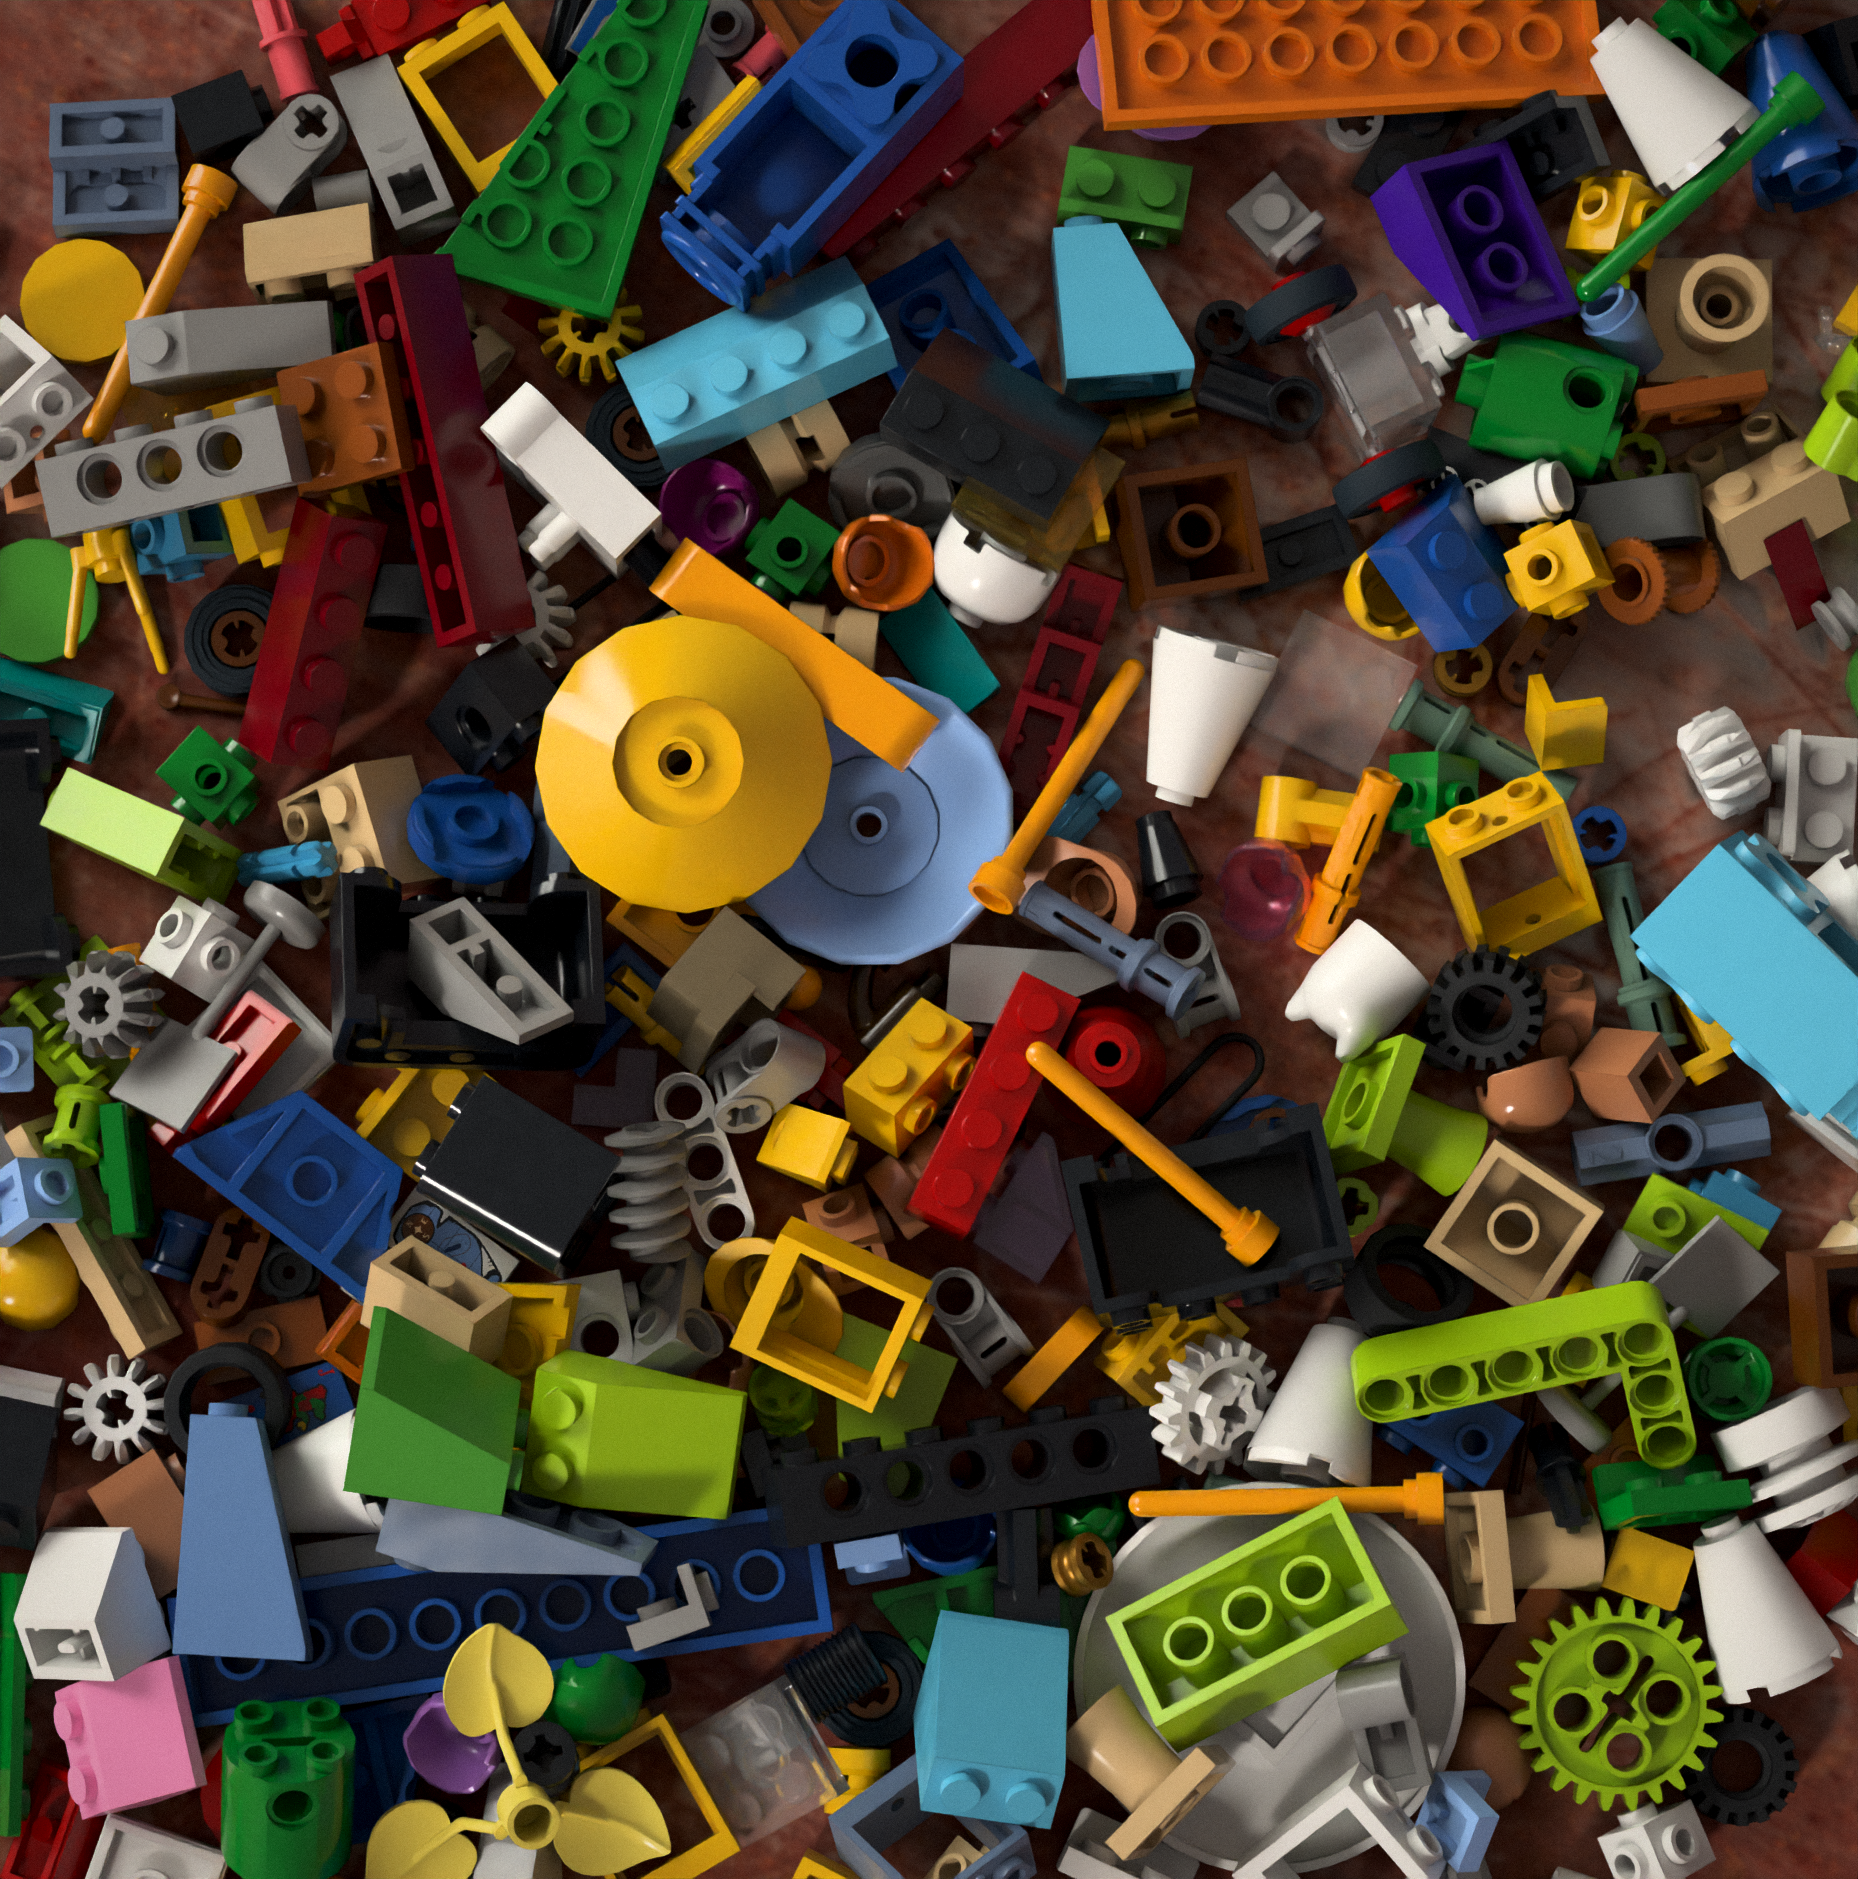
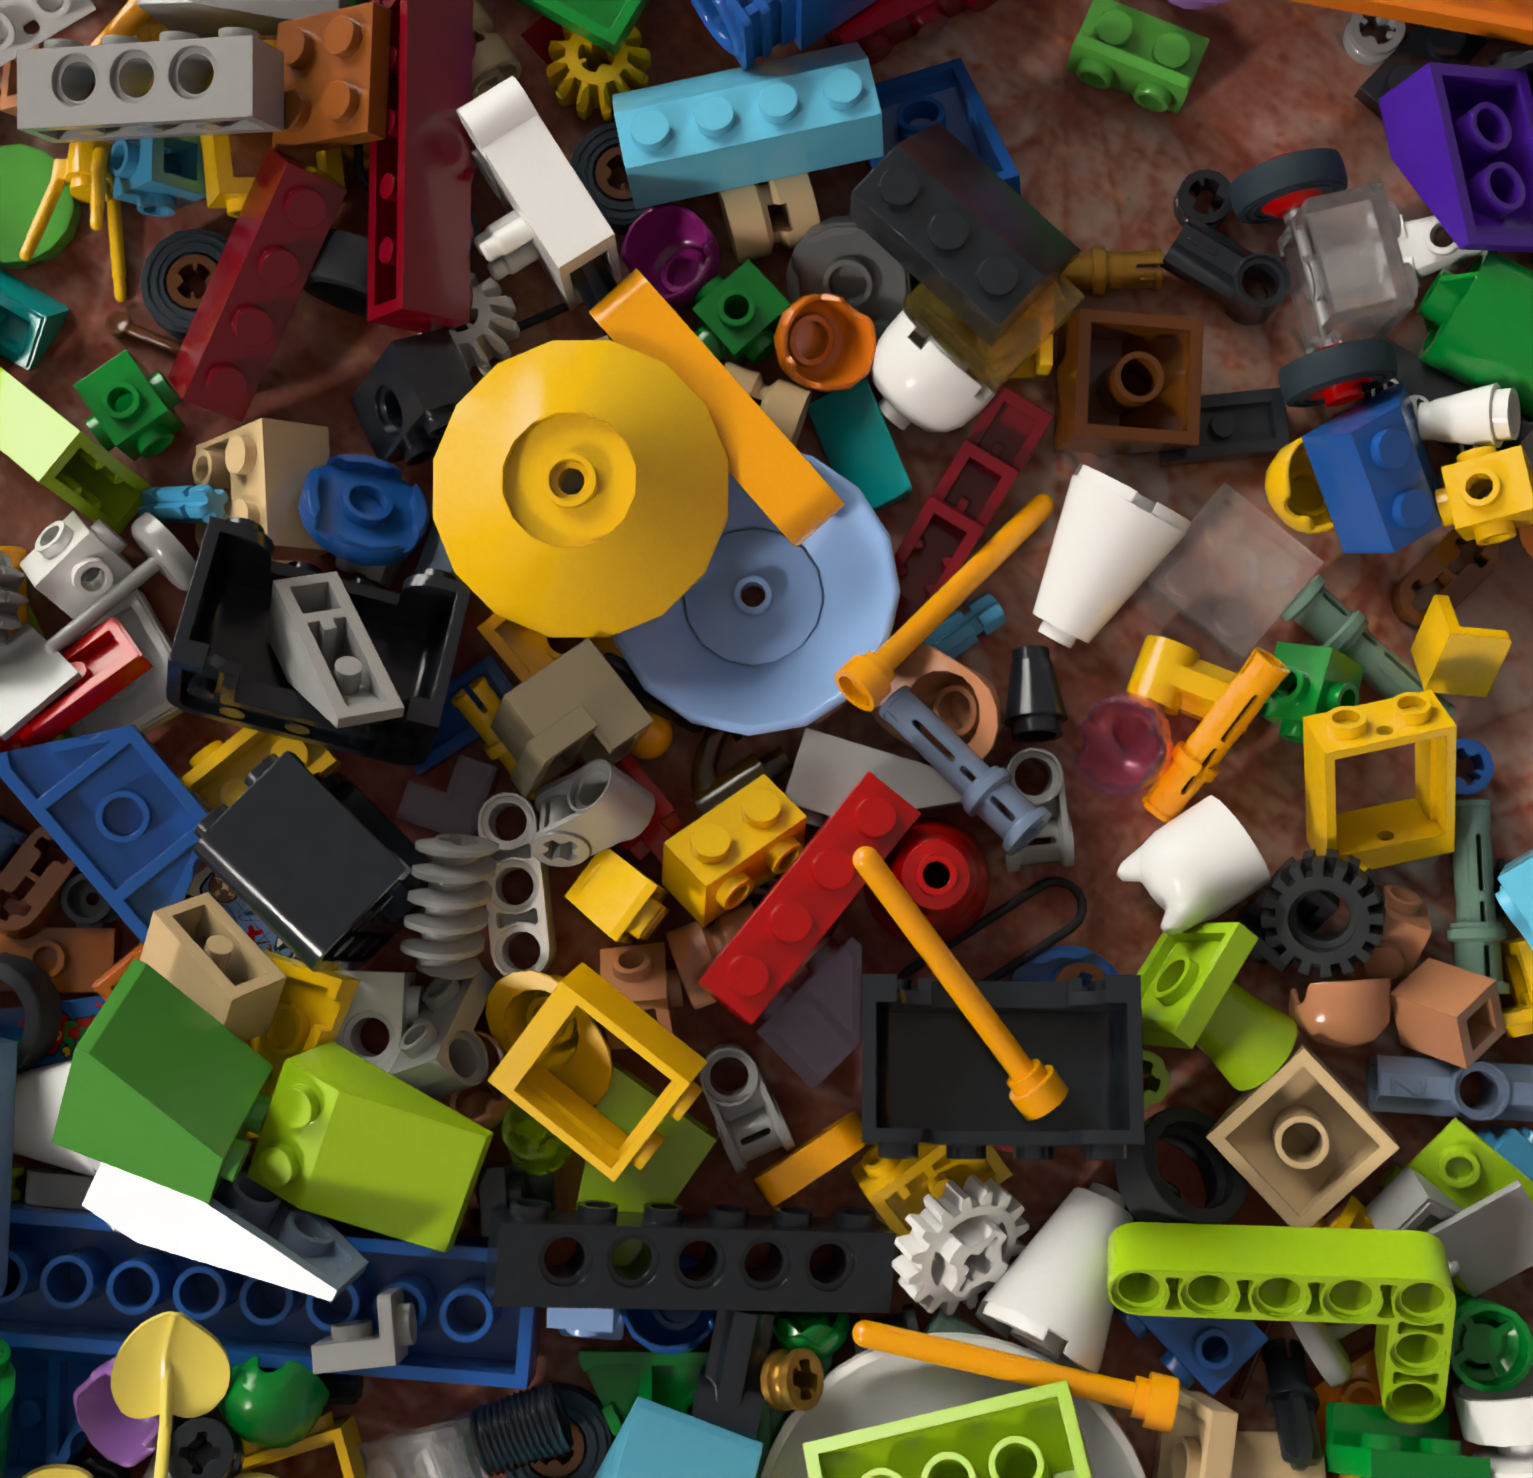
camera: 20 degrees right, 0 degrees up
(1111, 320) = (1103, 157): medium azure slope -> none
(1277, 223) = (1278, 111): light grey bracket -> none
(1476, 680) = (1347, 588): pearl gold bush -> none

